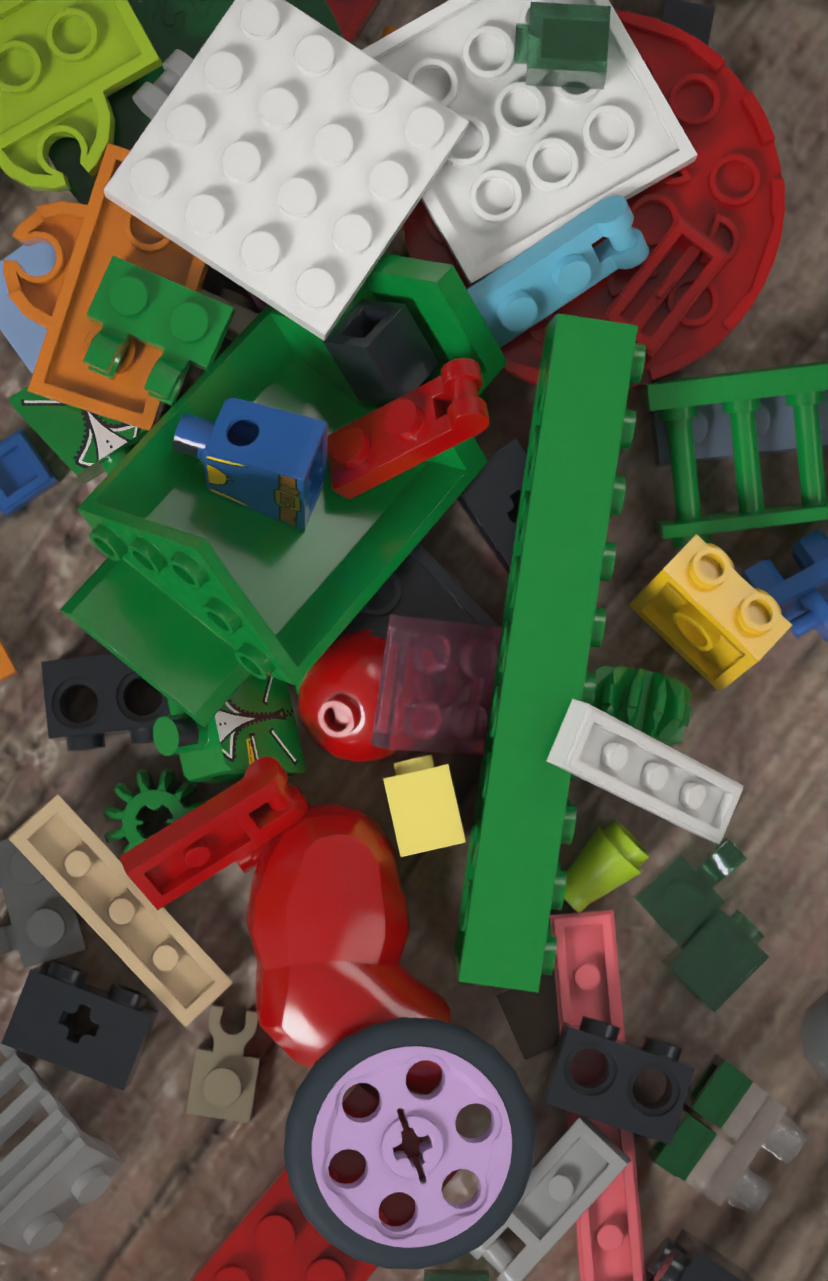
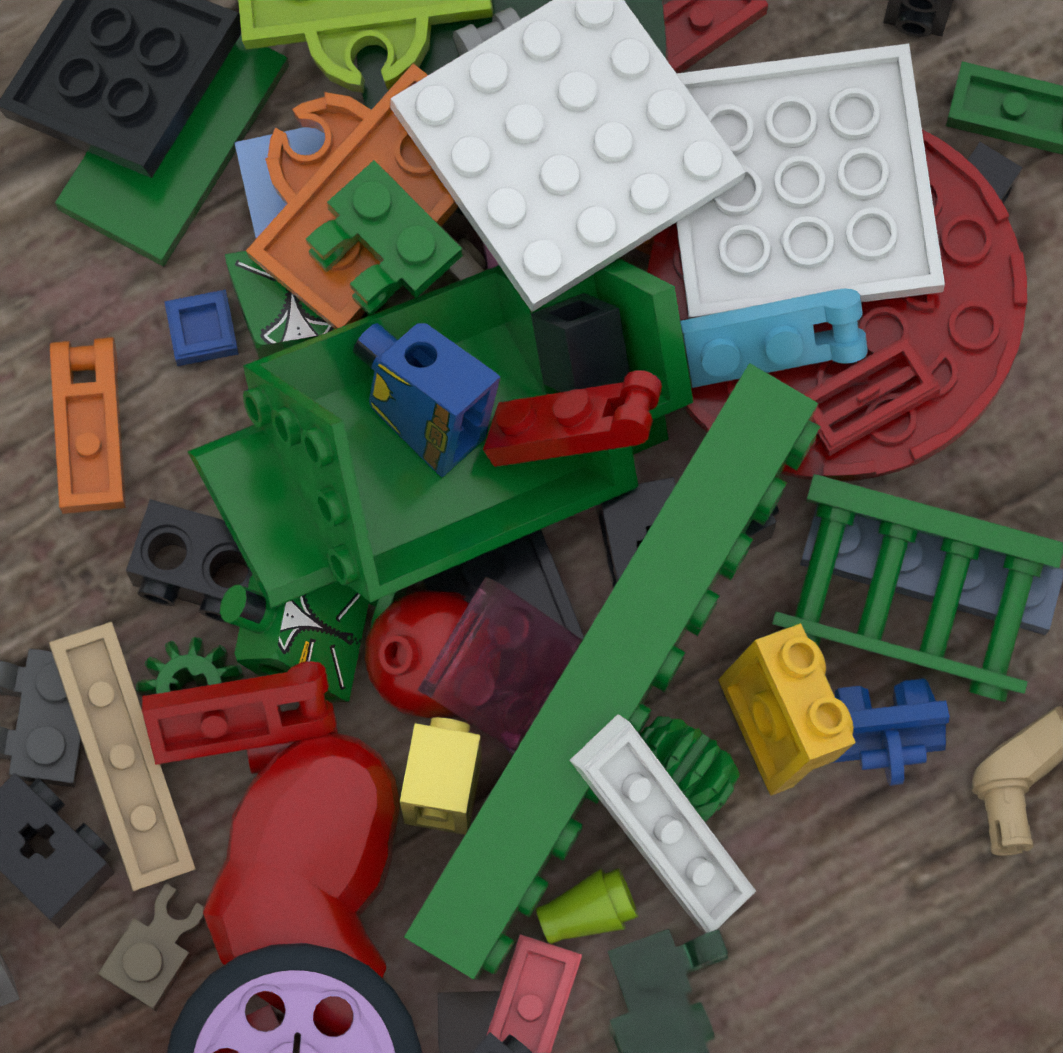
camera: 25 degrees right, 10 degrees down
(564, 45) = (860, 138): clear green brick -> none

